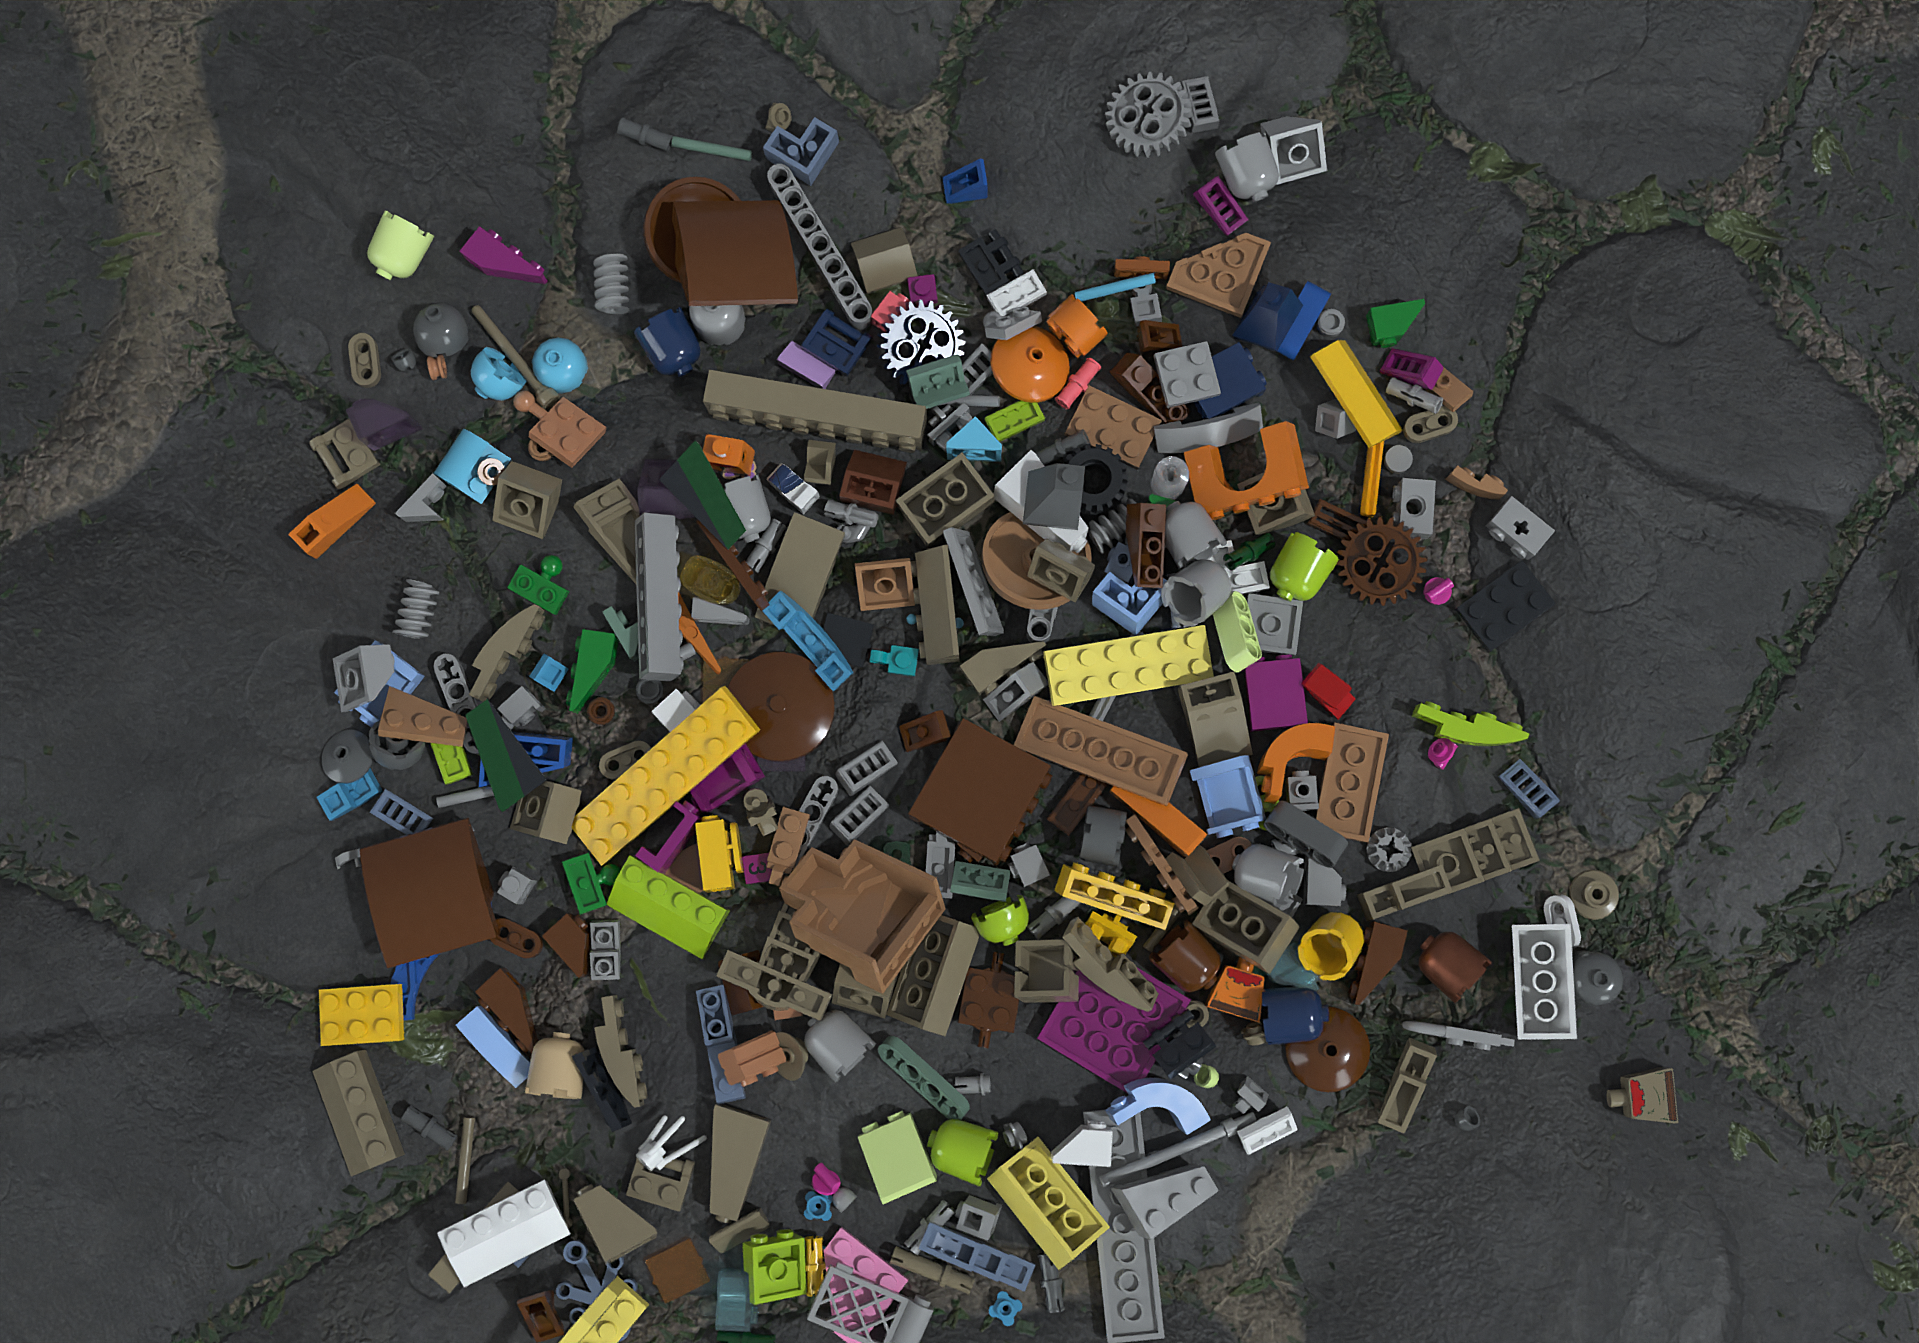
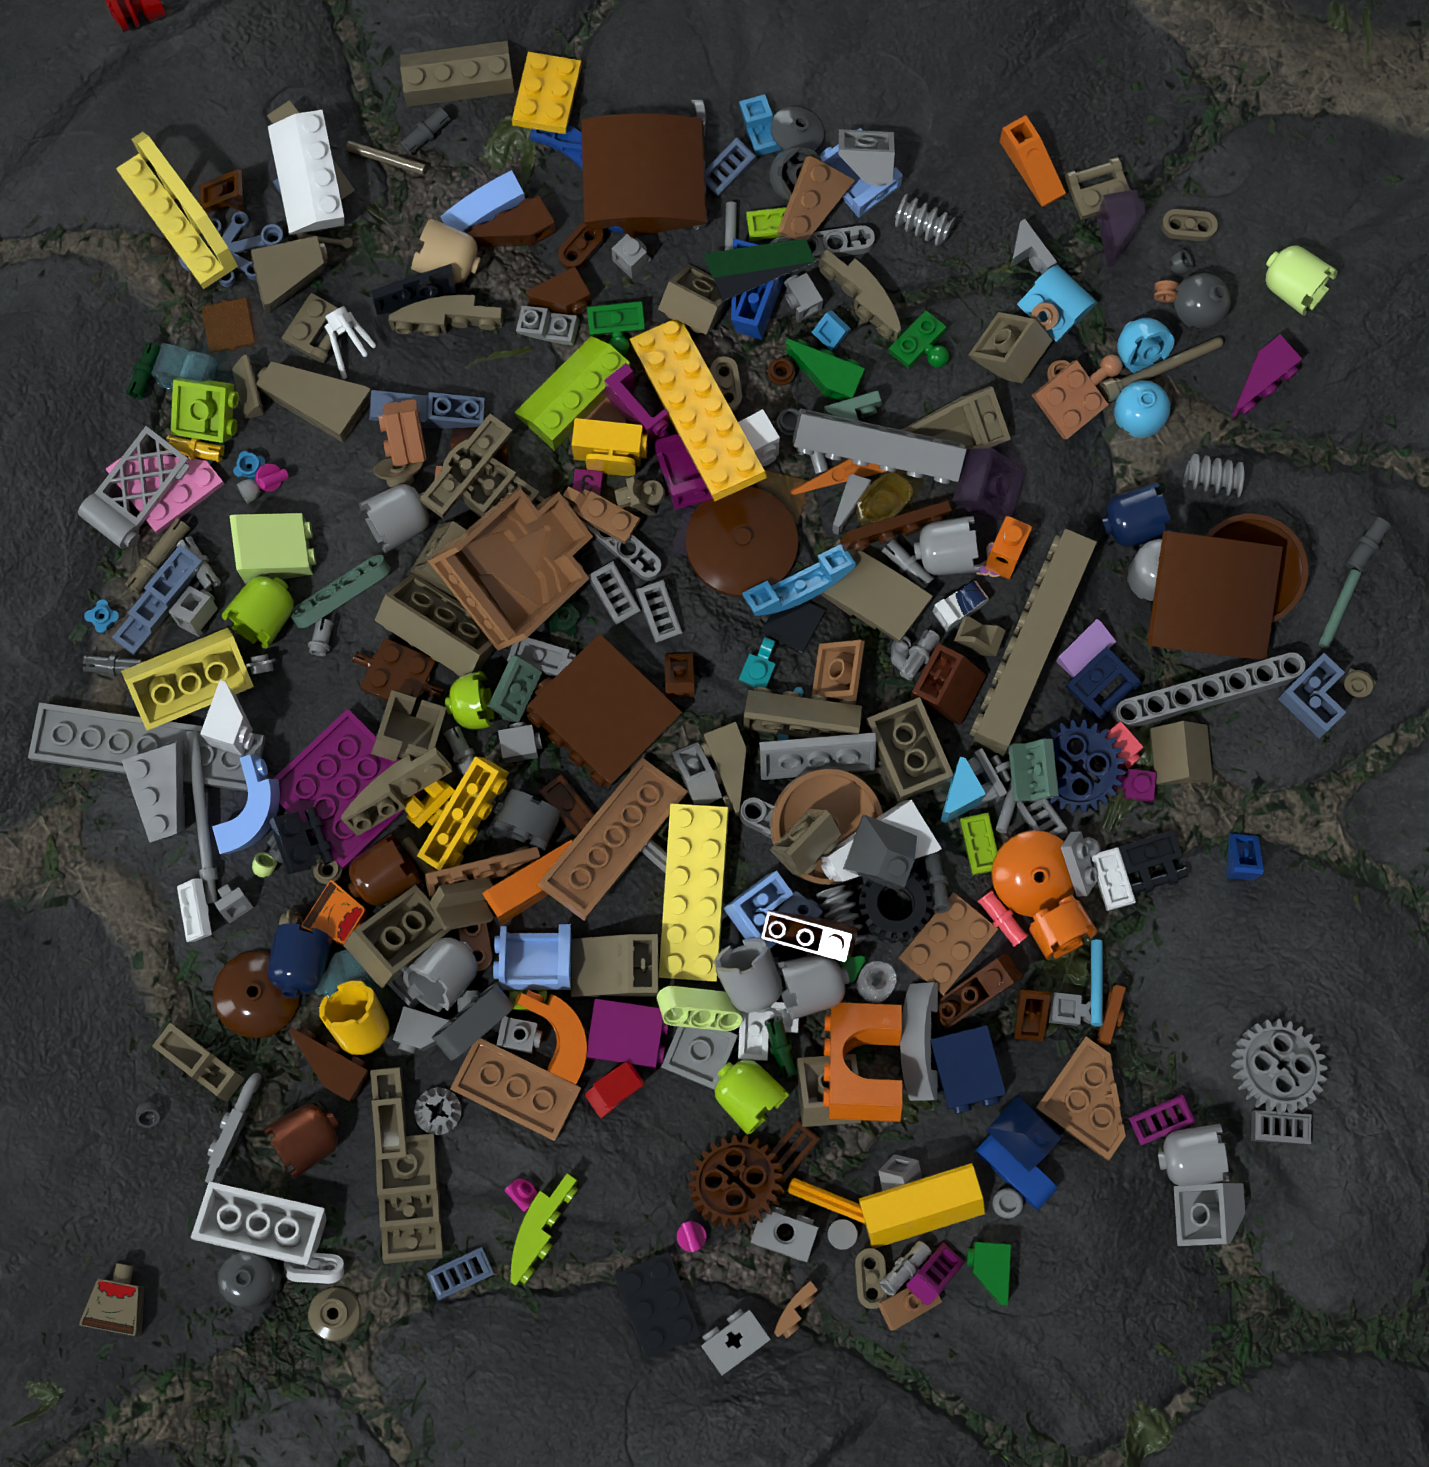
camera: 100 degrees right, 5 degrees down
(701, 492) = (973, 506): dark green sticker -> none
(1187, 374) = (982, 1027): light grey plate -> none

